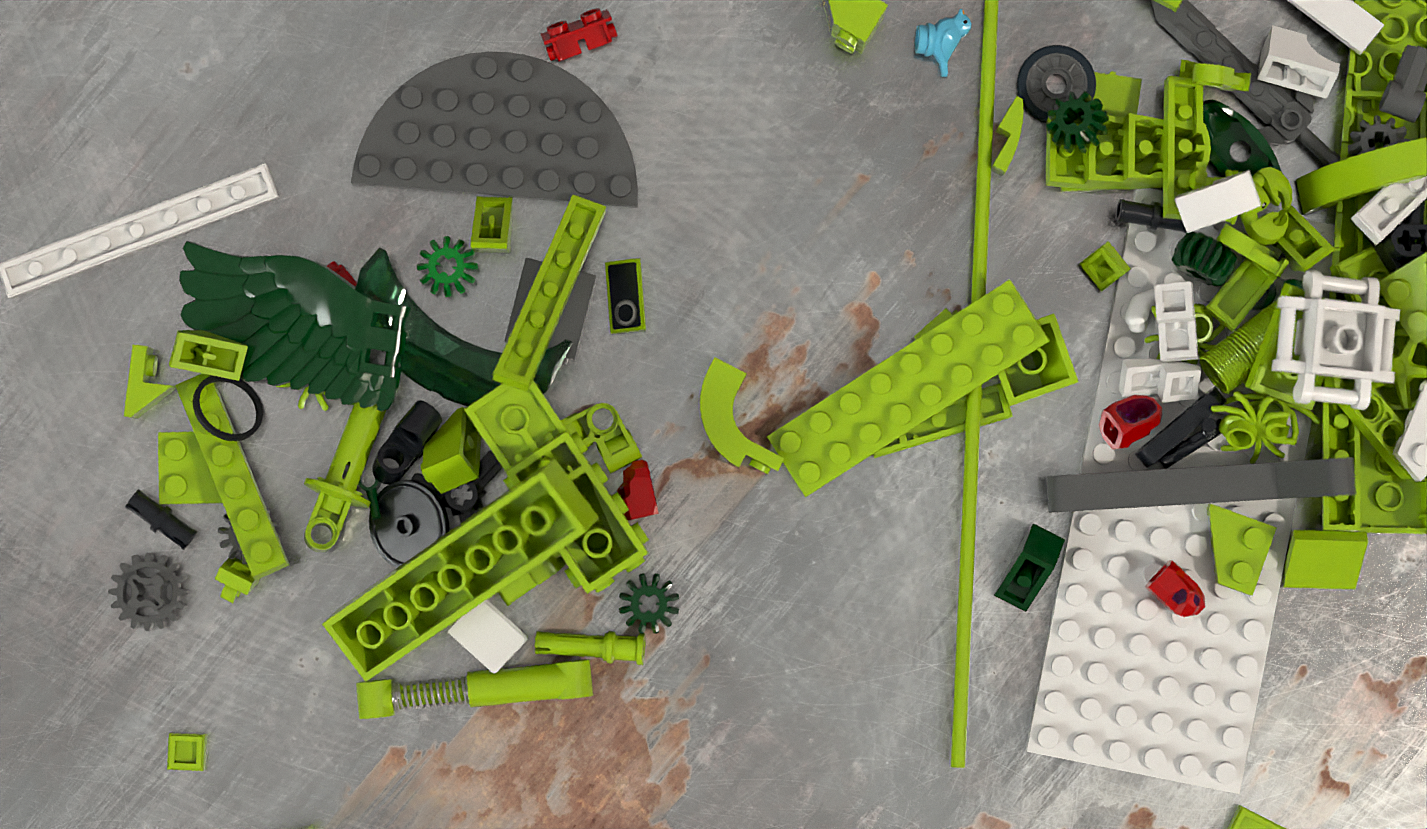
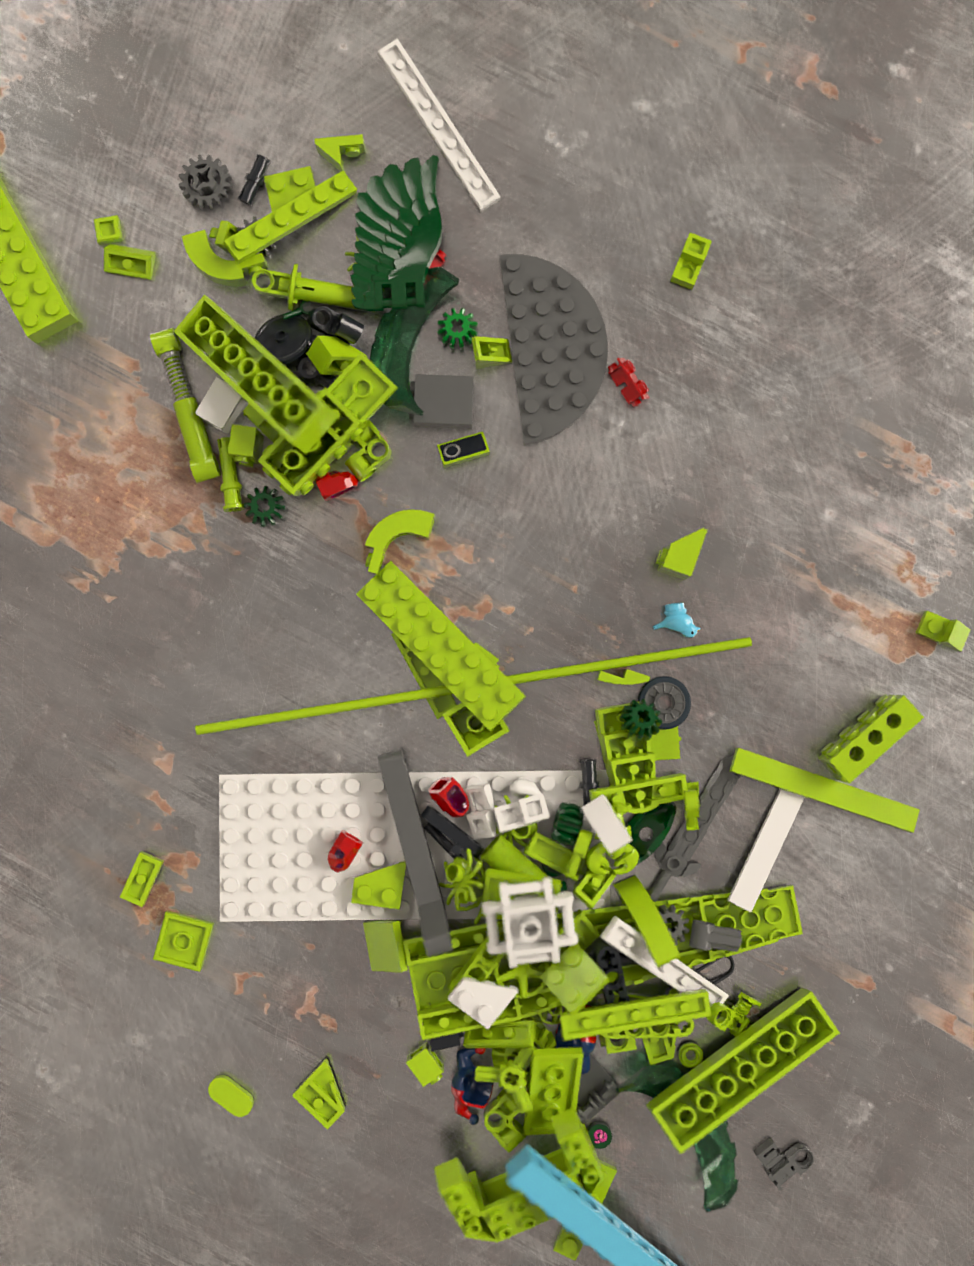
camera: 80 degrees right, 0 degrees up
(208, 354) = (366, 183): lime slope -> none
(216, 432) = (315, 199): black piece -> none
(240, 729) = (129, 261): none -> lime slope
(281, 603) = (217, 269): none -> lime arch
(549, 293) = (450, 393): lime plate -> none
(556, 610) = (245, 445): none -> lime brick
(1030, 567) = (340, 751): dark green slope -> none
(1104, 266) = (550, 759): lime tile -> none
(1294, 64) = (711, 858): white arch -> none

